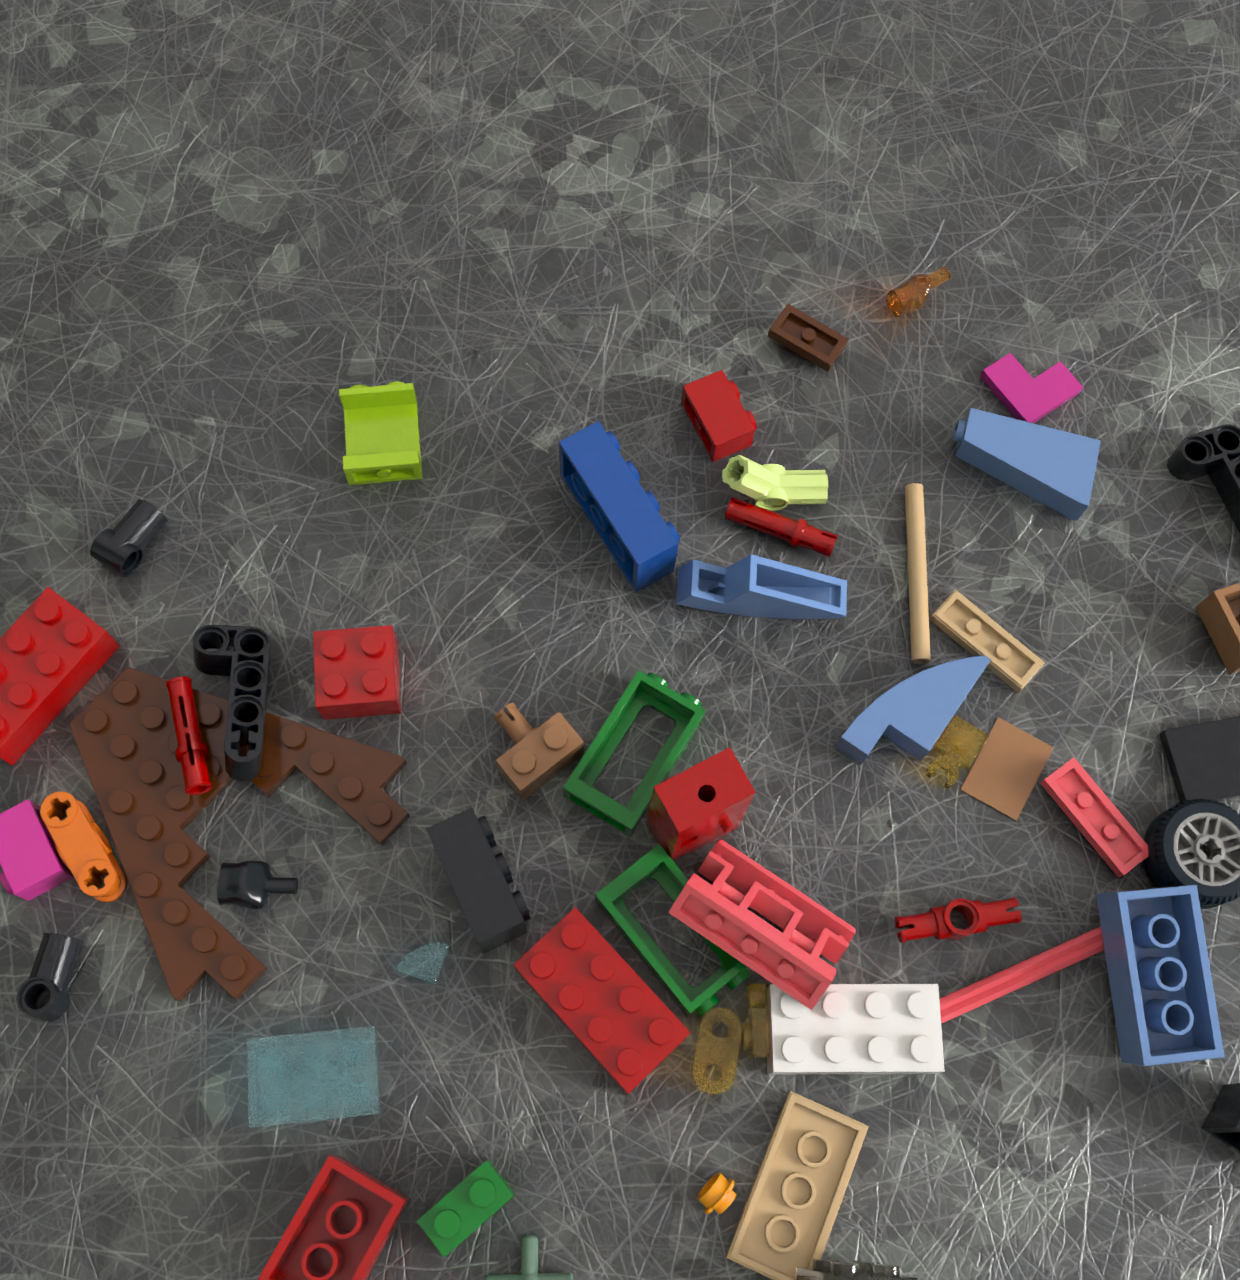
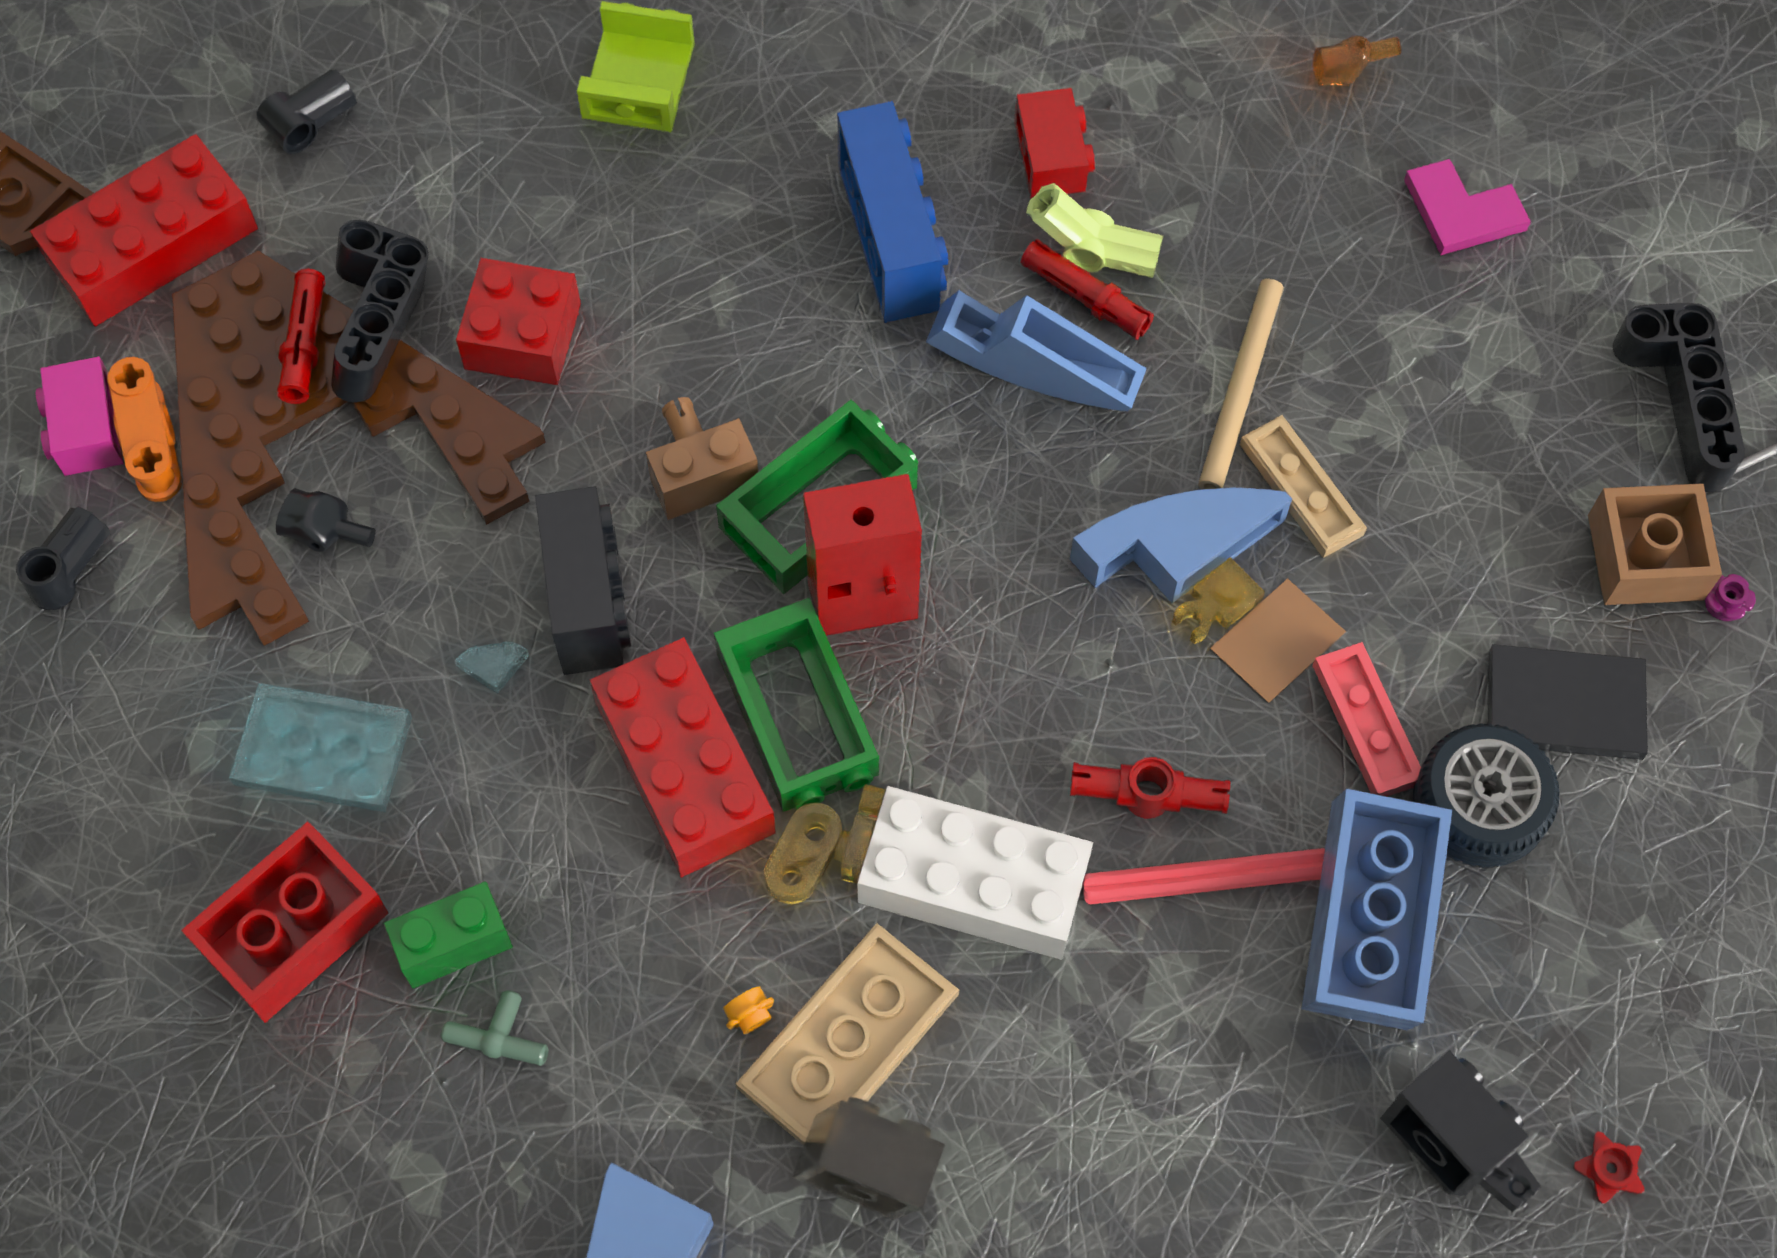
camera: 20 degrees right, 5 degrees down
(783, 958) = (904, 715): coral fence -> none
(807, 337) = (1196, 81): reddish brown plate -> none
(1031, 458) = (1430, 286): medium blue slope -> none

